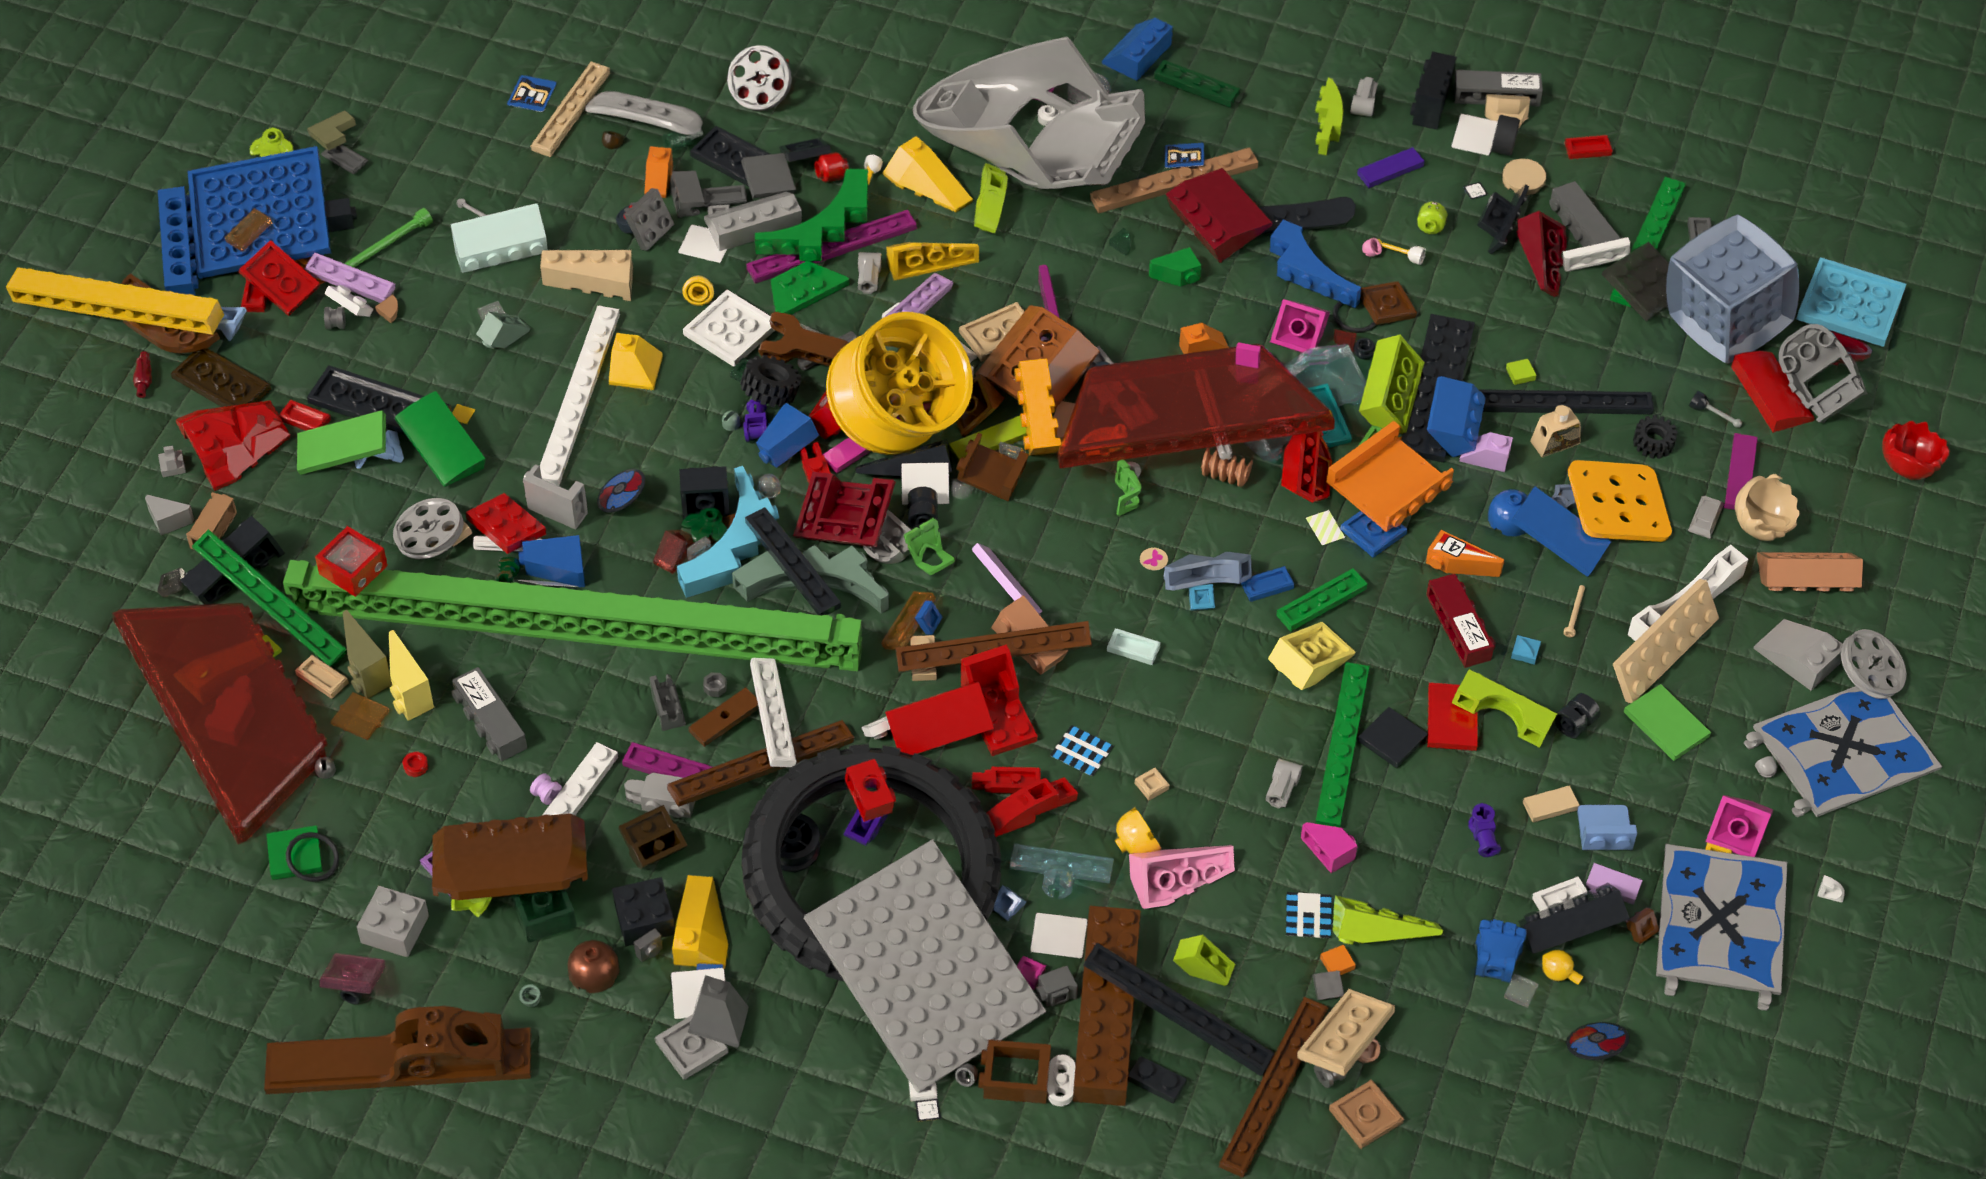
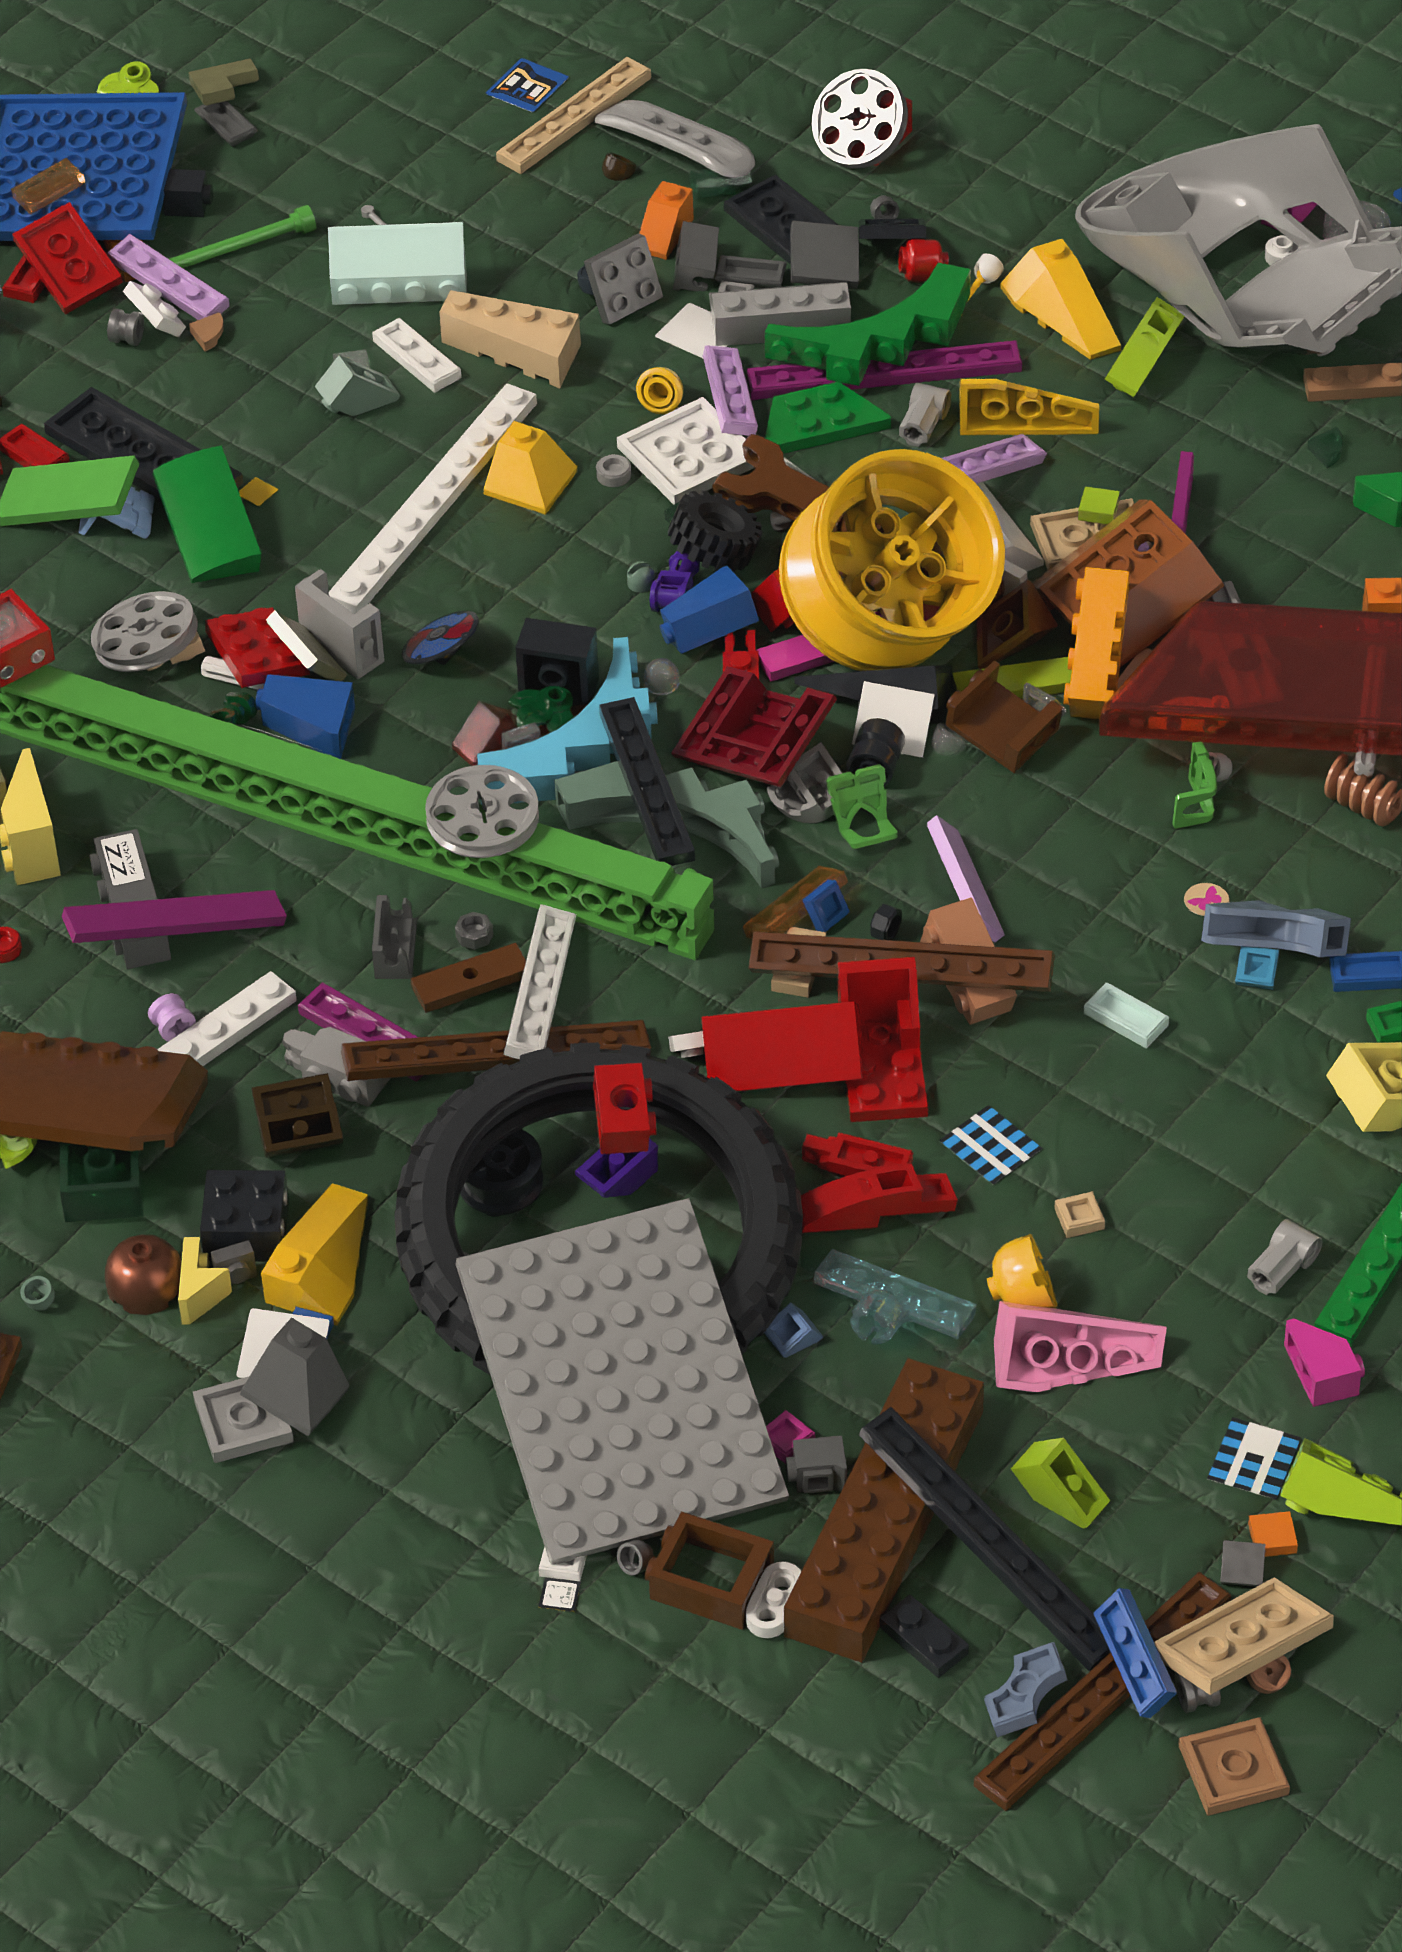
camera: 20 degrees right, 5 degrees down
(525, 721) = (173, 916): none -> magenta tile
(531, 297) = (417, 355): none -> white tile
(540, 517) = (306, 647): none -> olive tile
(631, 965) = (200, 1285): none -> light yellow slope
(686, 351) = (613, 470): none -> light grey tile
(697, 615) = (496, 806): none -> light grey wedge
(742, 281) = (729, 390): none -> lavender tile
(792, 131) = (889, 204): none -> flat silver hinge
(968, 620) = (886, 922): none -> black tile
(999, 312) = (1098, 505): none -> lime tile
(1059, 935) = (849, 1394): white sticker -> none
(1227, 1107) = (1017, 1701): none -> sand blue tile
(1289, 1059) = (1135, 1653): none -> blue tile

